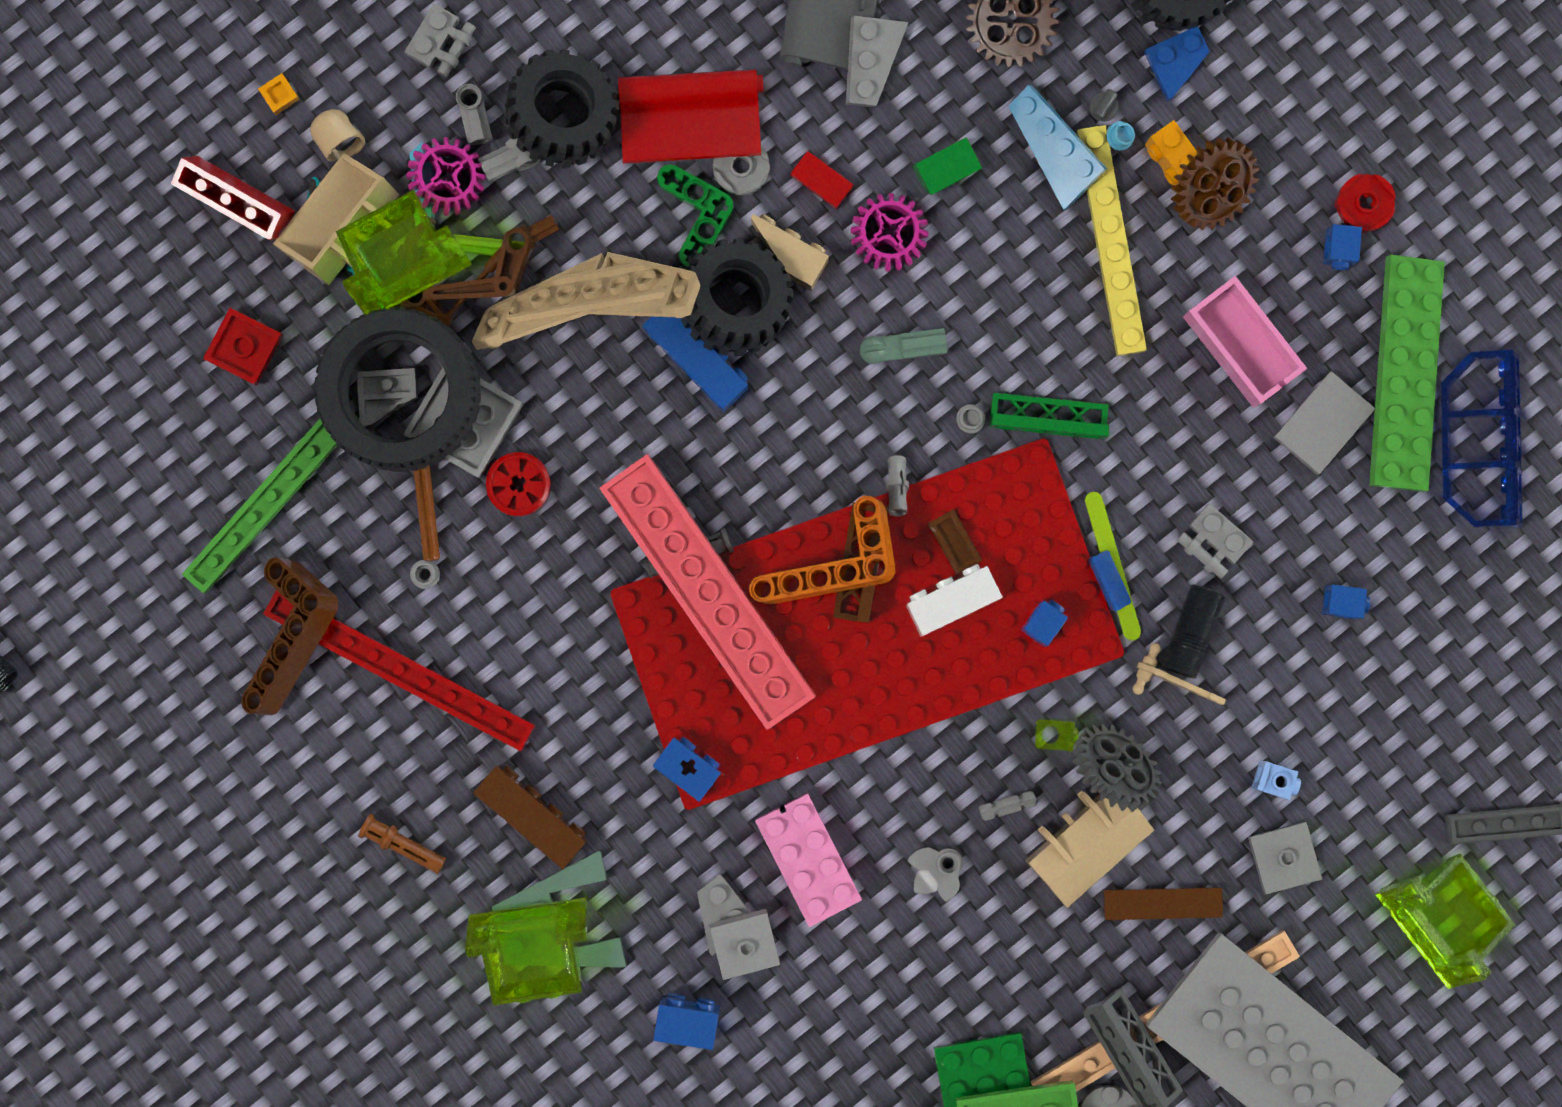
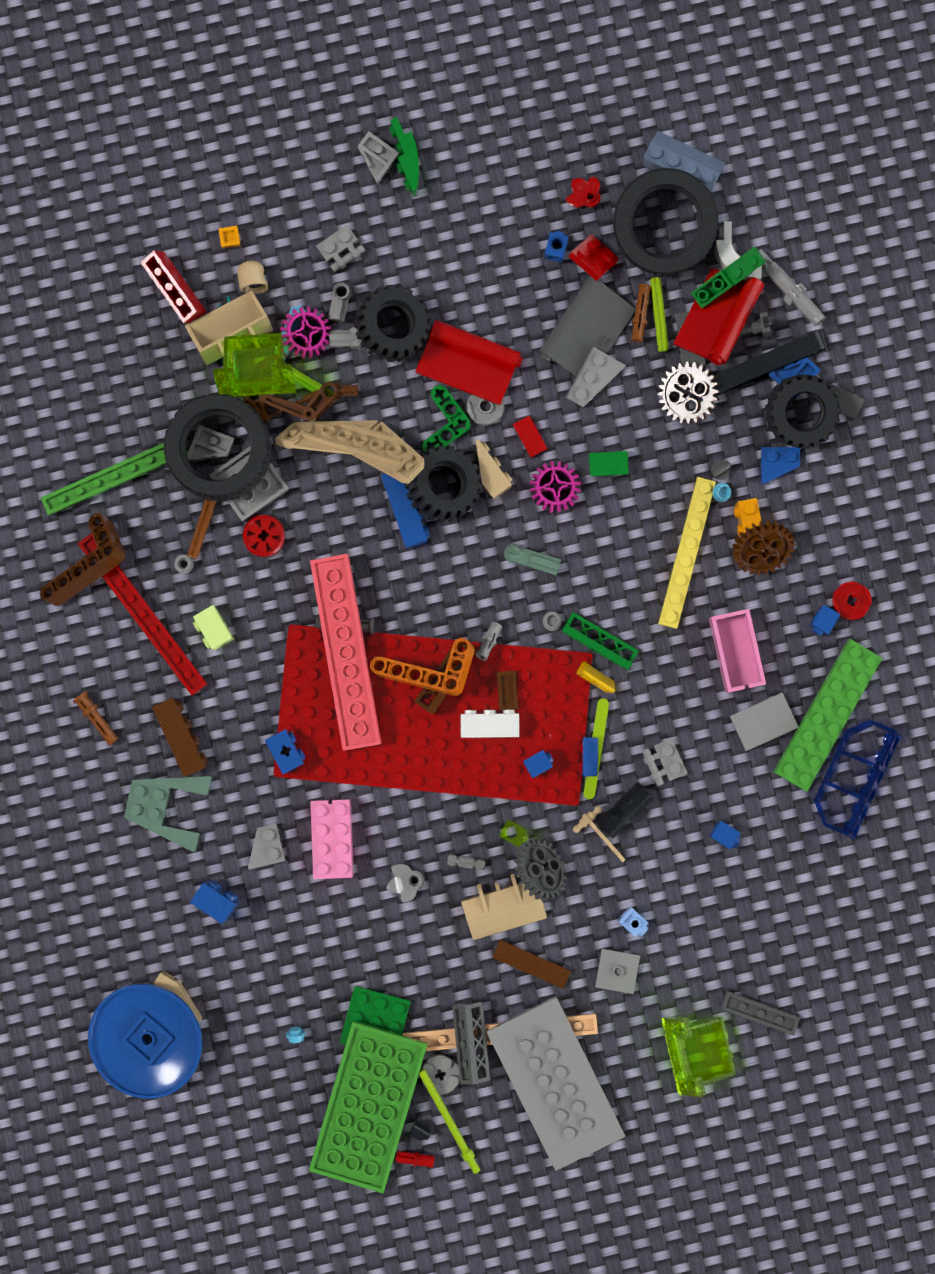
camera: 30 degrees right, 0 degrees up
(243, 346) = (139, 379): red plate -> none
(507, 644) = (213, 628): none -> yellowish green brick
(530, 949) = (142, 815): clear neon green windscreen -> none
(744, 944) = (270, 871): light grey plate -> none
(1058, 149) = (680, 485): dark azure wing -> none
(1068, 468) = (596, 678): none -> yellow slope

